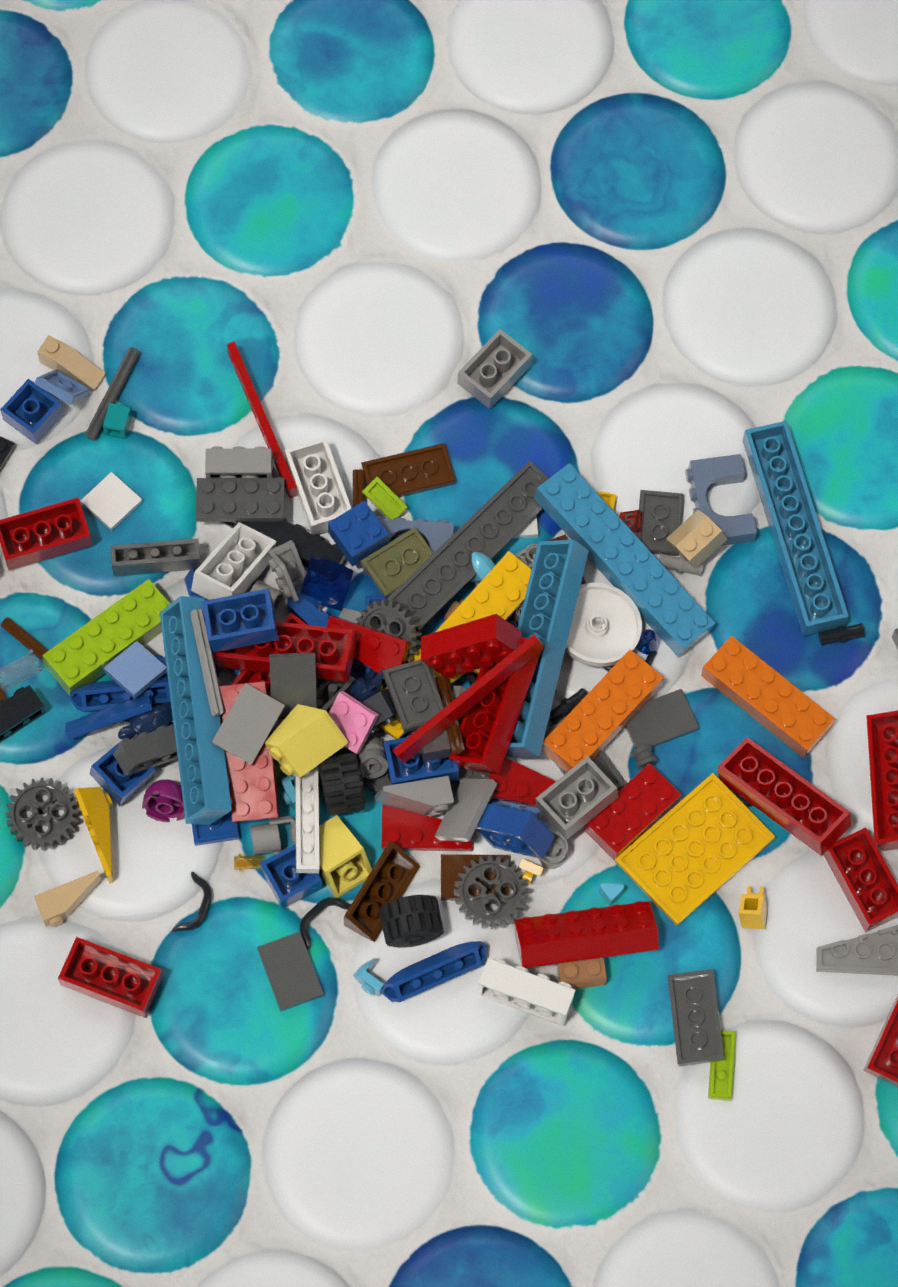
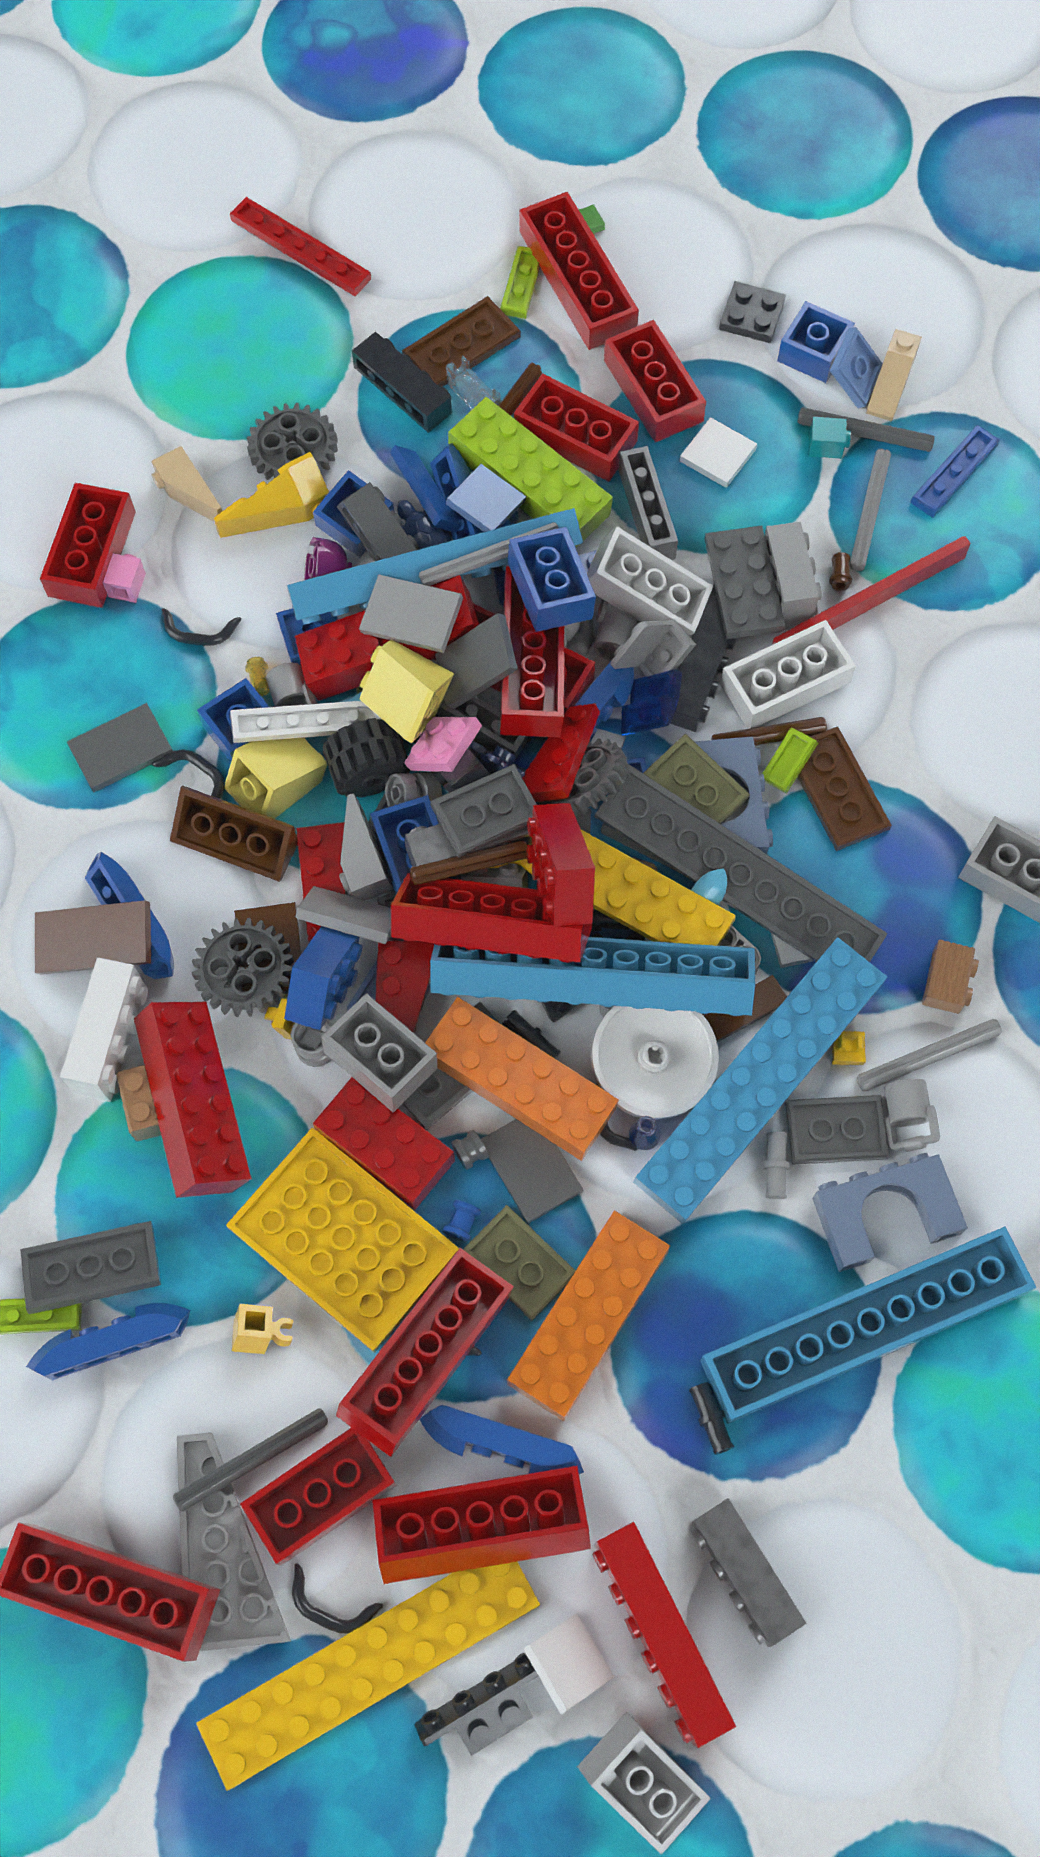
camera: 85 degrees right, 0 degrees up
(74, 597) = (577, 426): none -> red brick
(142, 951) = (124, 577): none -> bright pink brick
(161, 340) = (955, 471): none -> blue tile
(183, 404) = (870, 510): none -> light grey axle
(234, 435) = (840, 575): none -> reddish brown pin
(358, 533) = (722, 722): blue brick -> none
(369, 983) = (111, 836): medium azure plate -> none
(411, 921) = (186, 869): black wheel -> none
(452, 996) = (78, 936): none -> tile
(468, 698) = (483, 870): red tile -> none
(564, 429) = (949, 977): none -> medium nougat brick
(611, 892) = (263, 1128): medium azure slope -> none
(616, 454) = (929, 1055): none -> light grey axle
(632, 519) = (826, 1086): clear red tile -> none
(651, 473) = (910, 1106): none -> light grey piece
(693, 769) = (461, 1220): none -> blue bush
(697, 538) = (812, 1176): tan slope -> none
(722, 736) = (521, 1259): none -> olive tile
(741, 981) = (94, 1346): none -> blue brick
(838, 921) = (250, 1459): none -> dark grey axle
(848, 753) = (457, 1429): none -> blue brick

